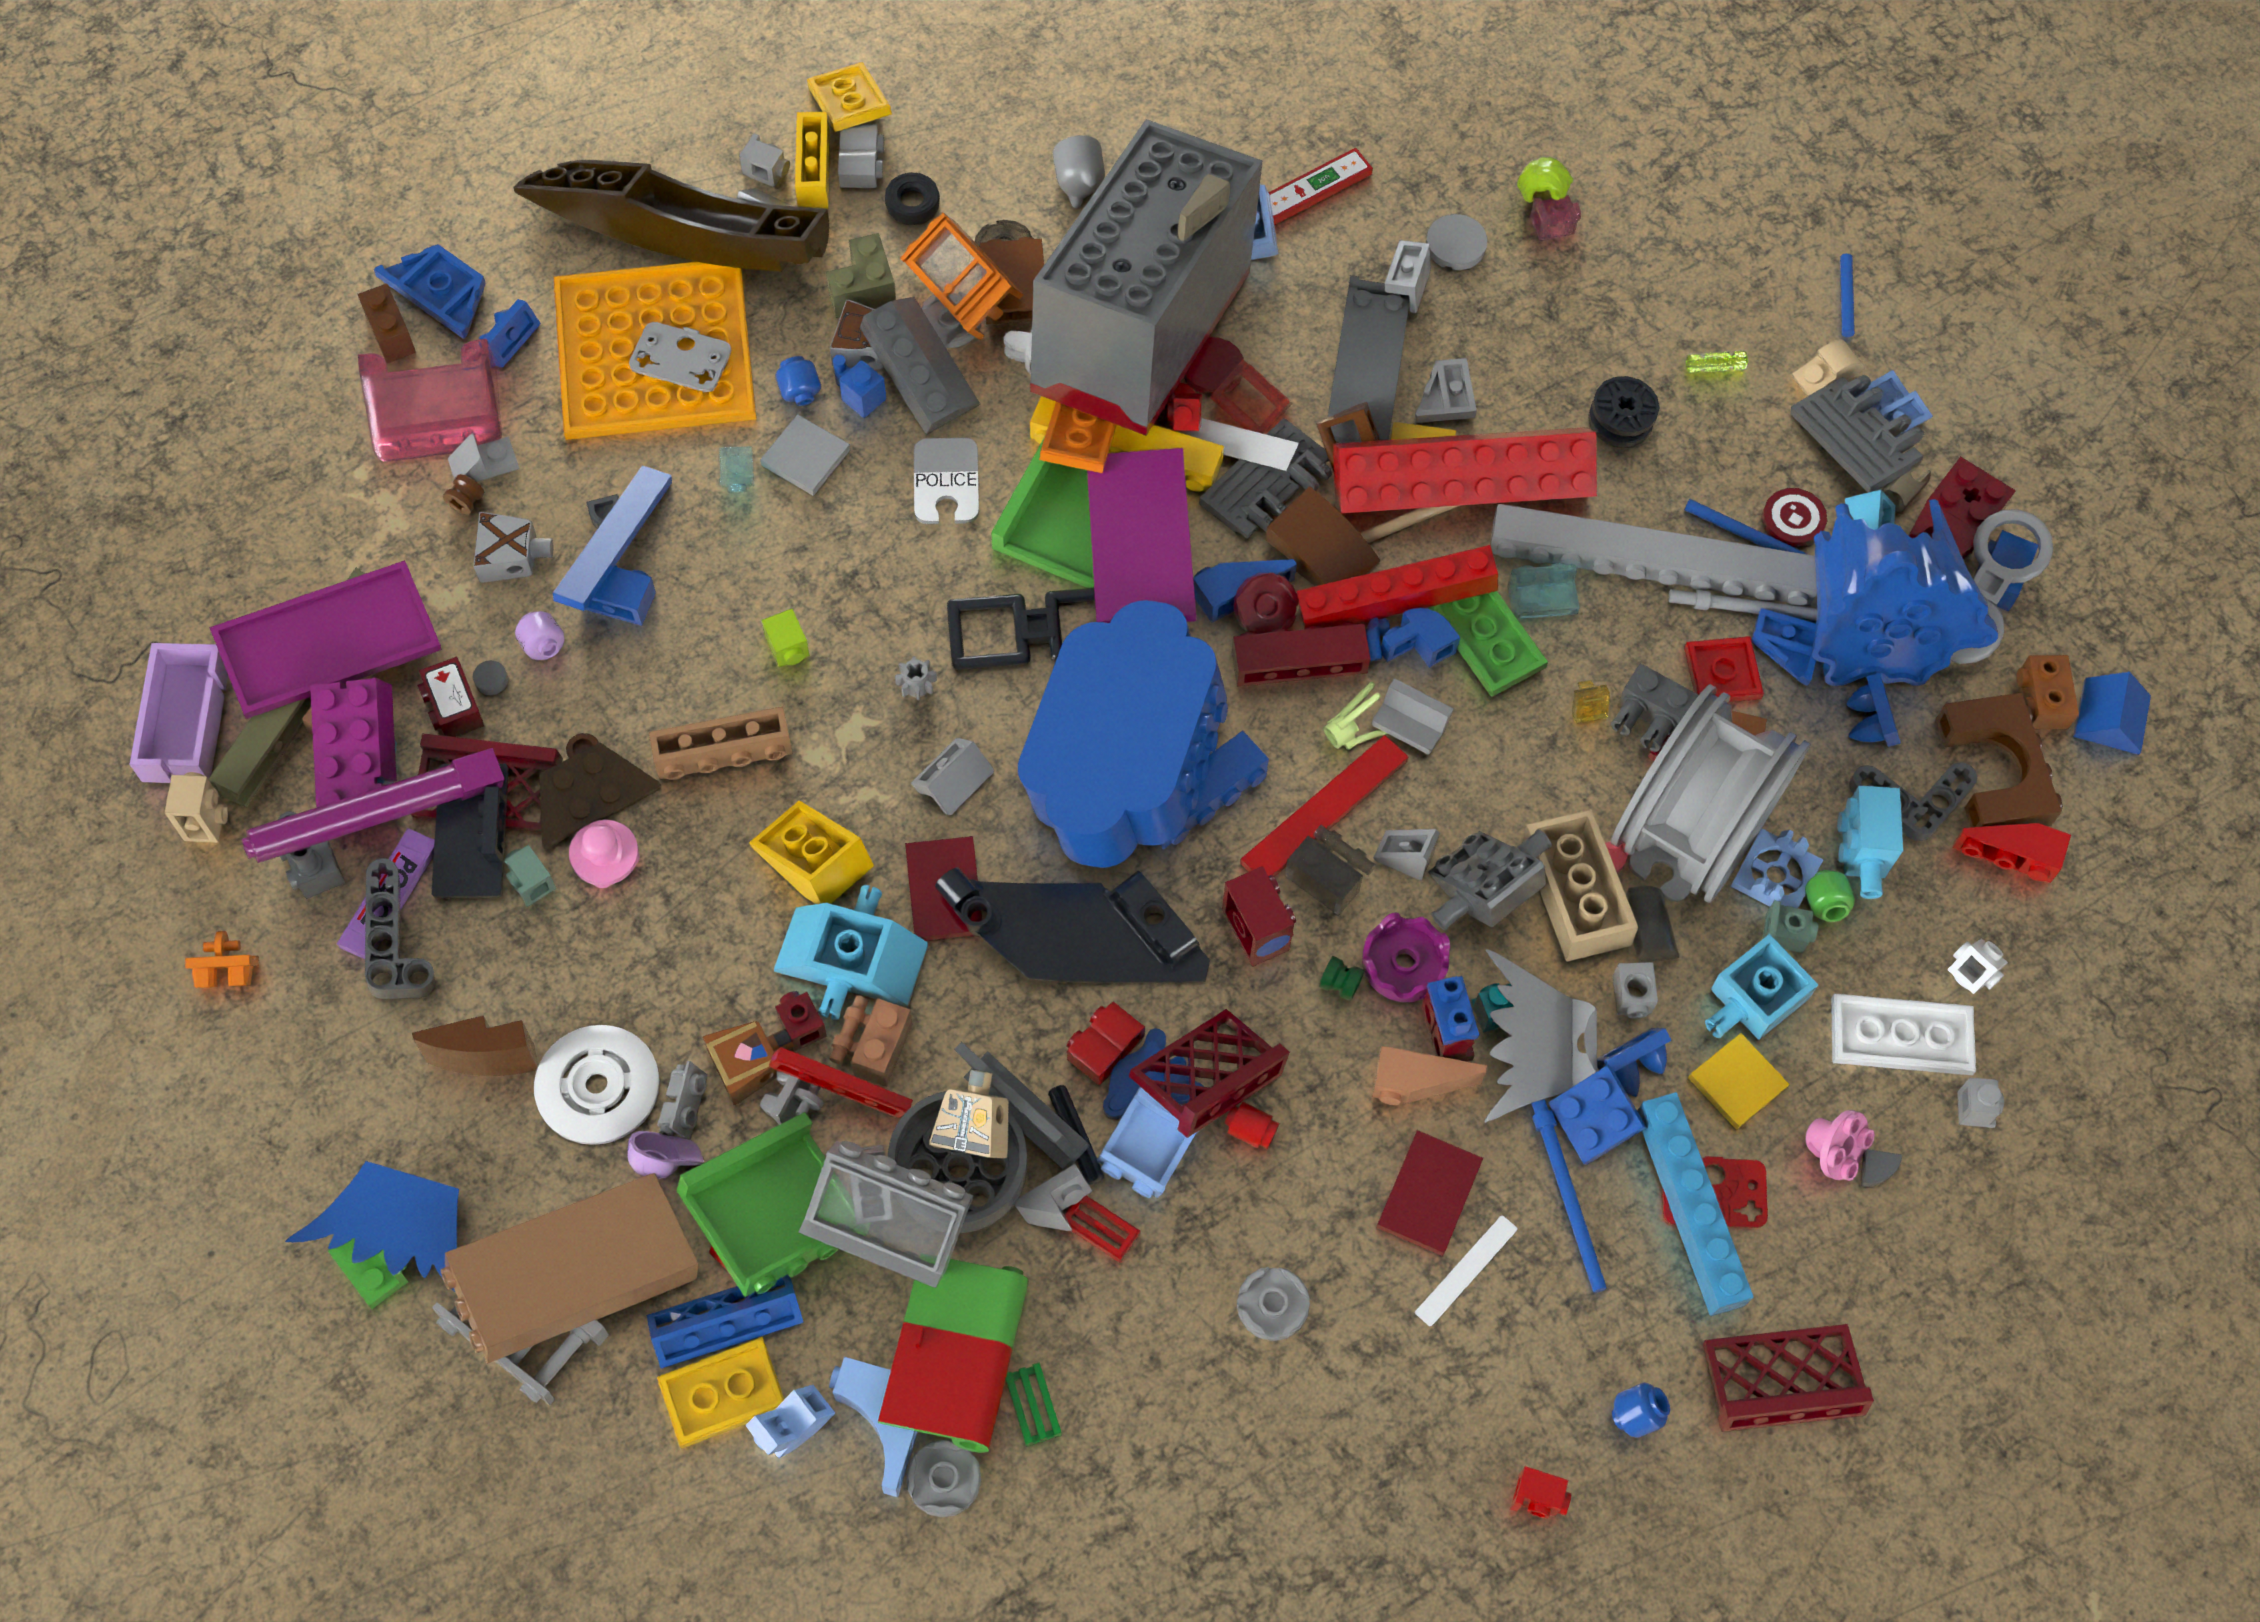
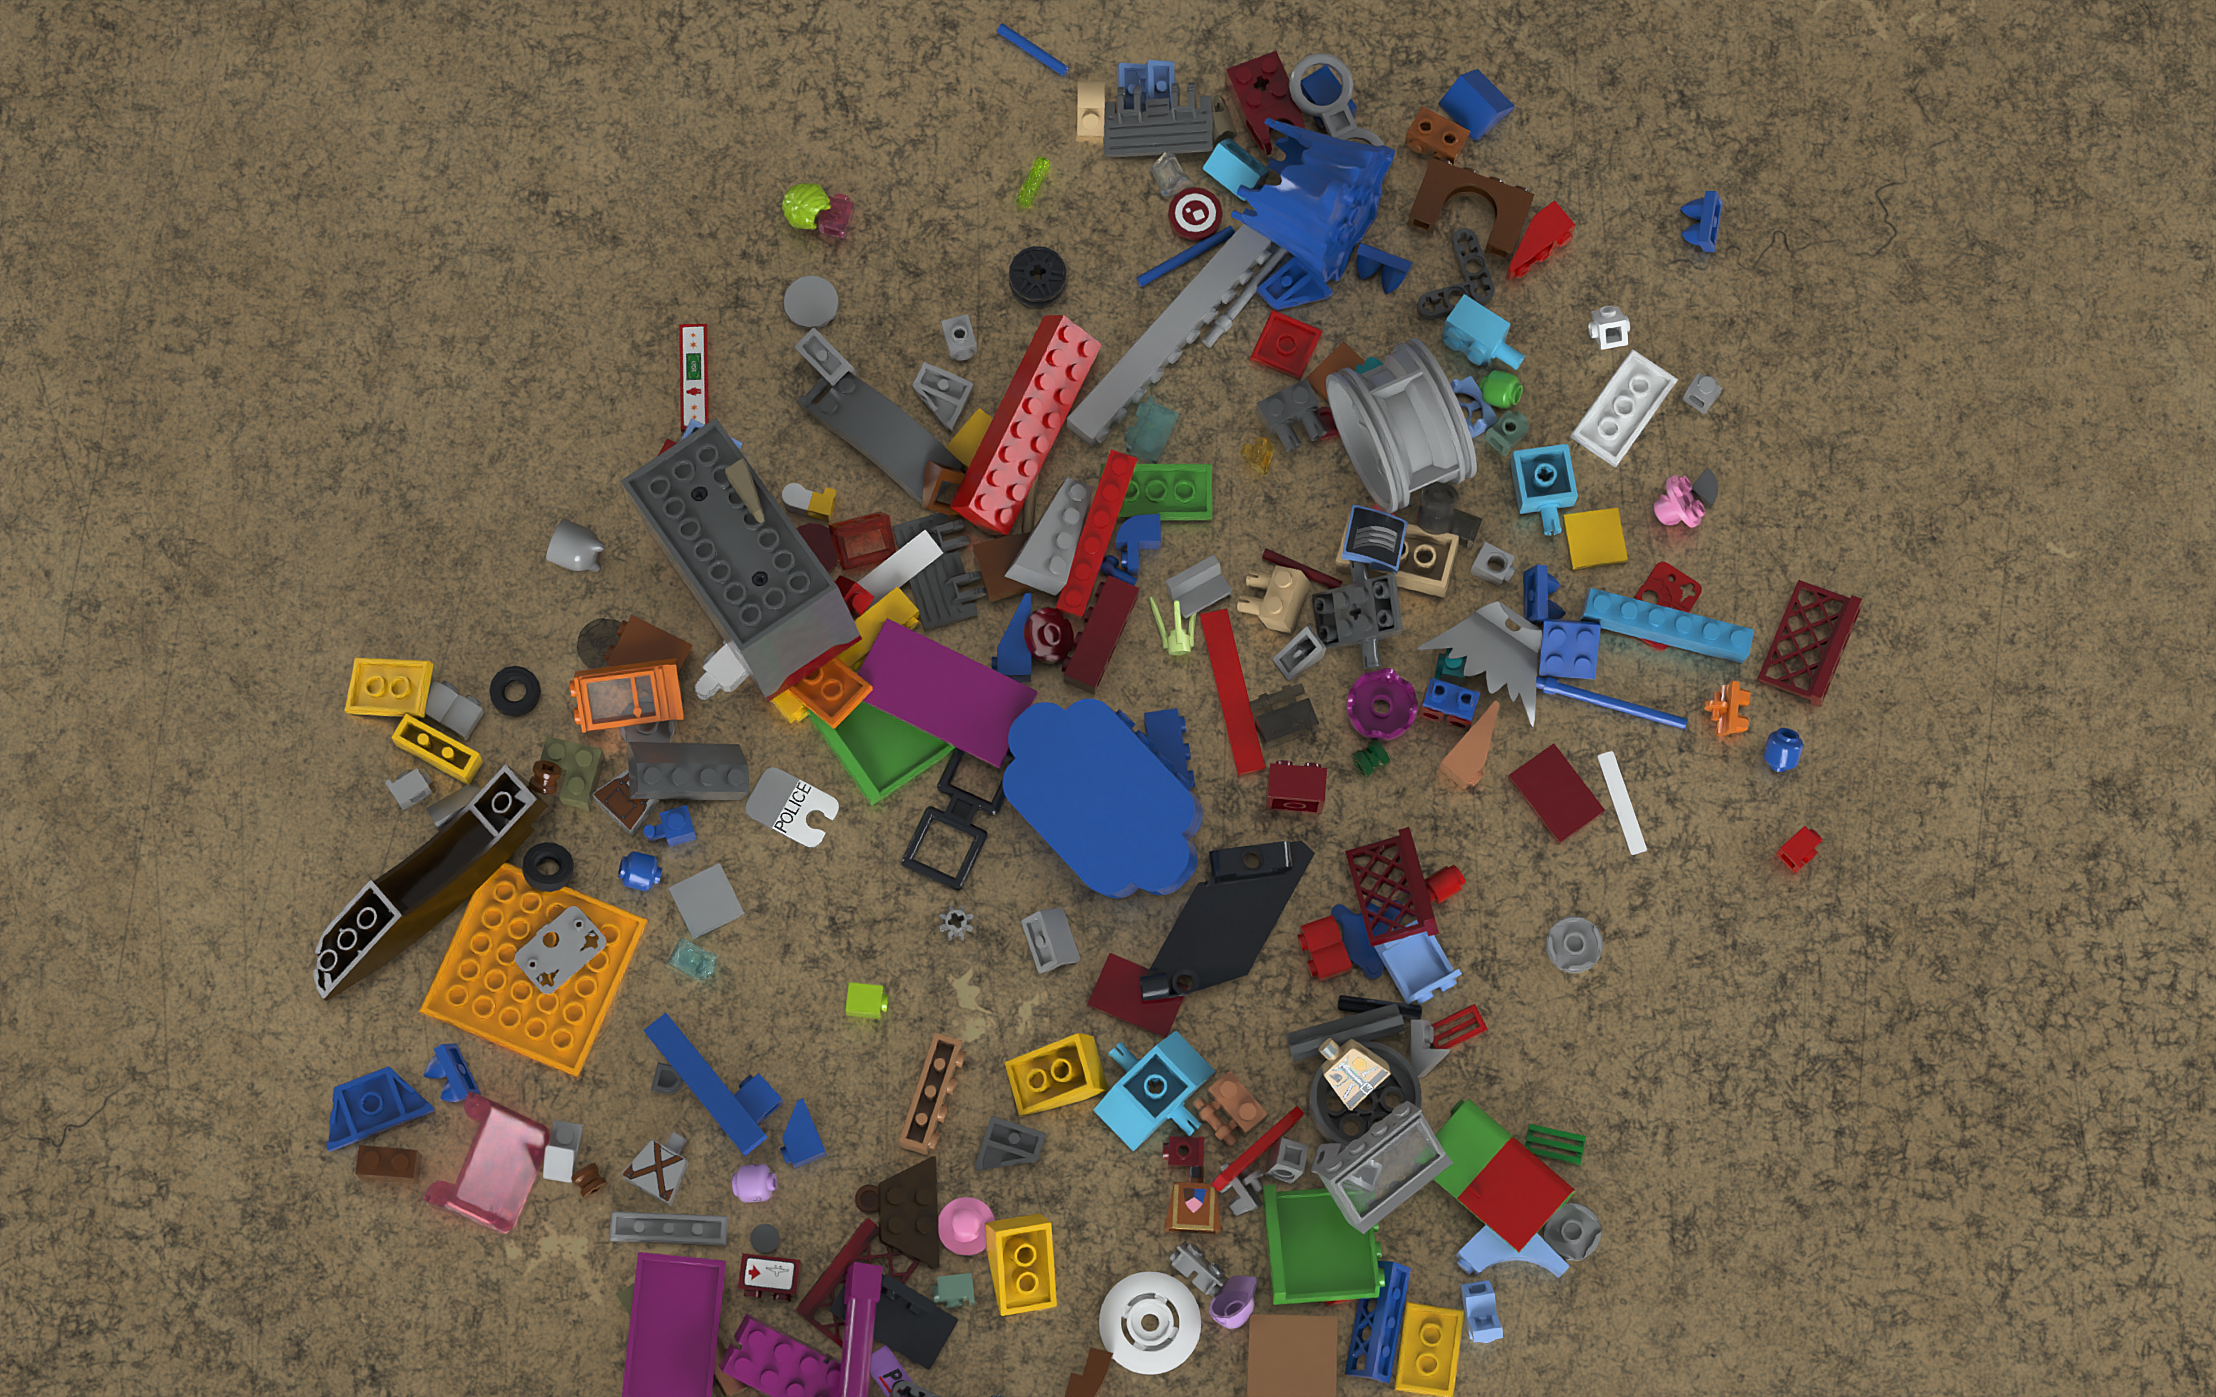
camera: 60 degrees left, 10 degrees up
(455, 590) = (668, 1228): none -> light grey tile
(588, 920) = (1021, 1263): none -> yellow slope
(612, 653) = (801, 1138): none -> blue slope
(712, 846) = (1008, 1144): none -> dark grey wing
(763, 291) = (547, 882): none -> black tyre
(835, 248) = (545, 777): none -> reddish brown wheel
(847, 1122) = (1286, 1160): none -> light grey brick
(1258, 341) = (809, 503): none -> leg
(1350, 549) = (1051, 545): none -> light grey wedge
(1452, 800) = (1283, 599): none -> tan brick
(1498, 802) = (1309, 572): none -> dark red bar
(1513, 376) = (959, 337): none -> light grey brick
(1574, 842) = (1374, 538): none -> slope
(1634, 1332) = (1725, 708): none -> orange hips
(1651, 885) = (1437, 508): none -> clear smoke wheel
(1814, 472) = (1170, 175): none -> clear tile
(2176, 1006) = (1709, 212): none -> blue tile

